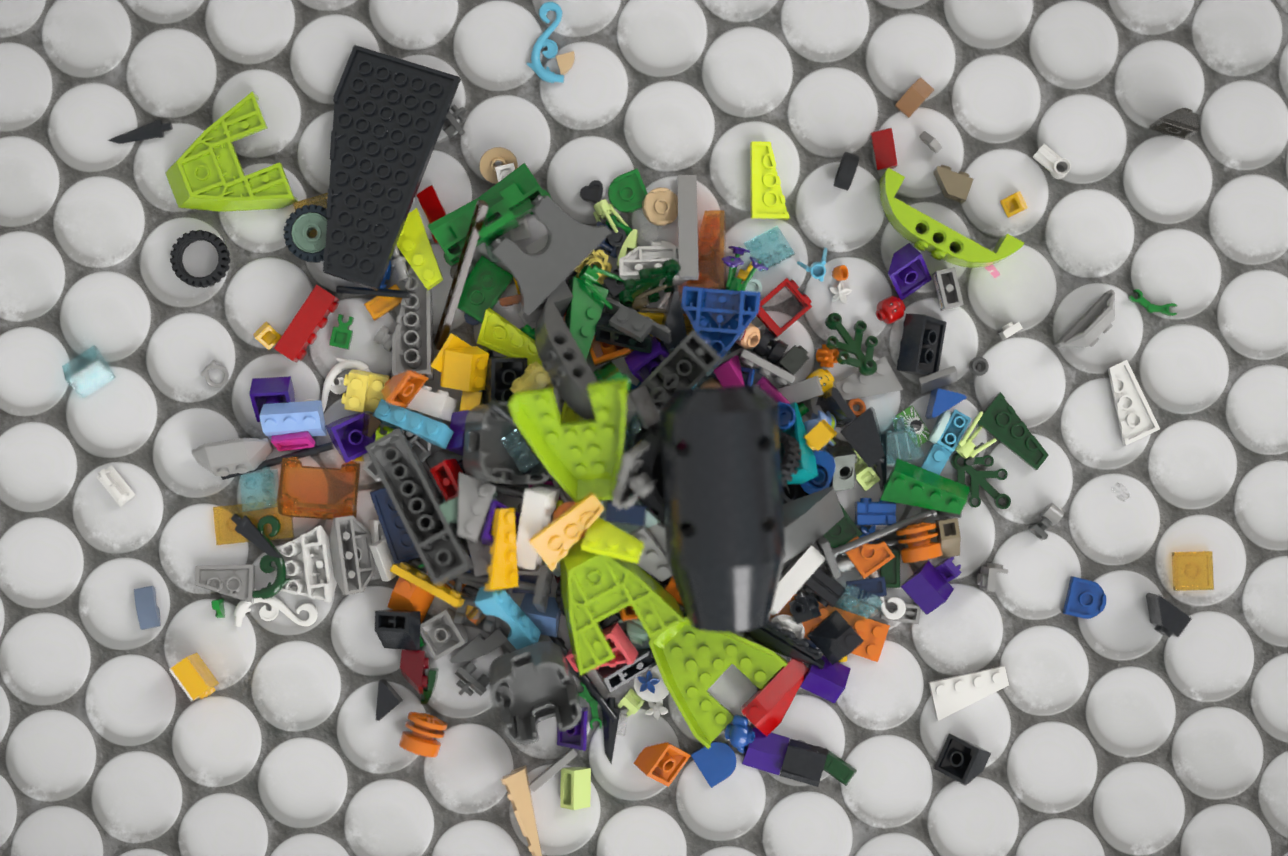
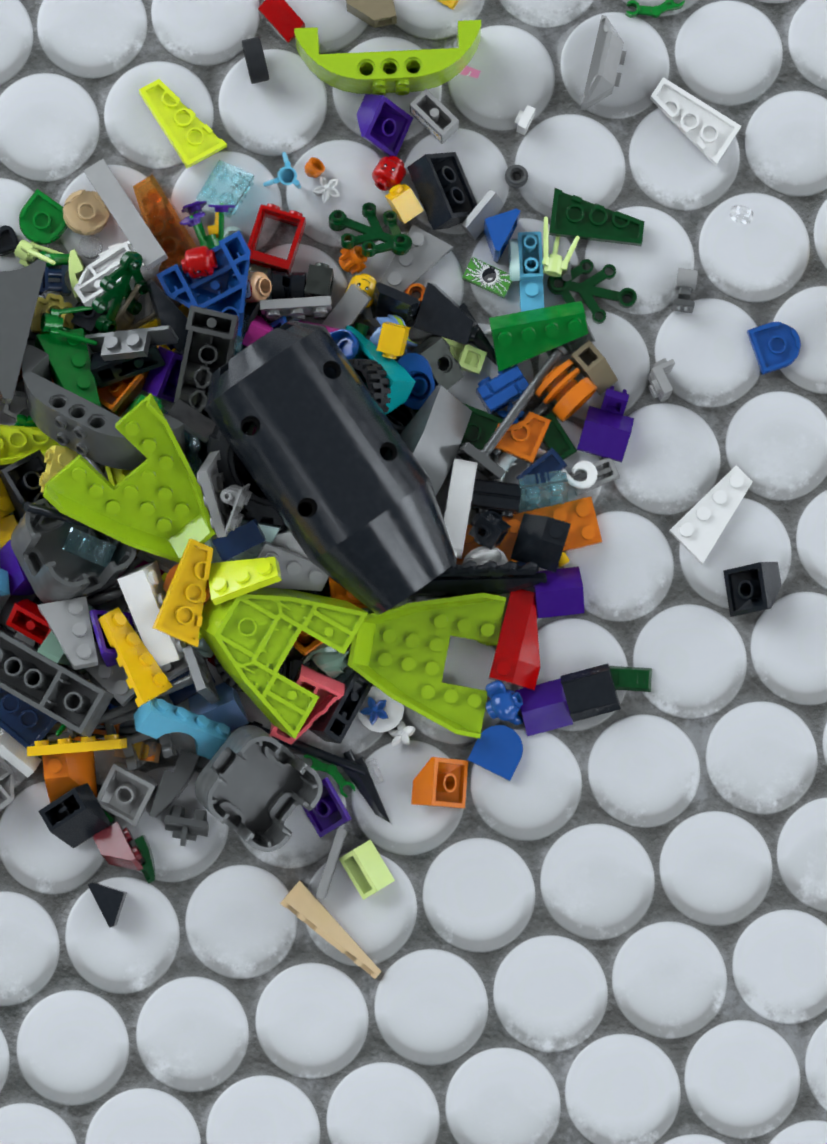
camera: 30 degrees left, 5 degrees down
(424, 730) = (169, 910): orange wheel -> none
(616, 239) = (58, 271): black tile -> none
(631, 702) = (370, 741): yellowish green tile -> none
(718, 296) = (199, 262): none -> red head
(888, 338) = (404, 202): none -> yellow brick
(902, 442) = (485, 299): clear light blue torso -> none

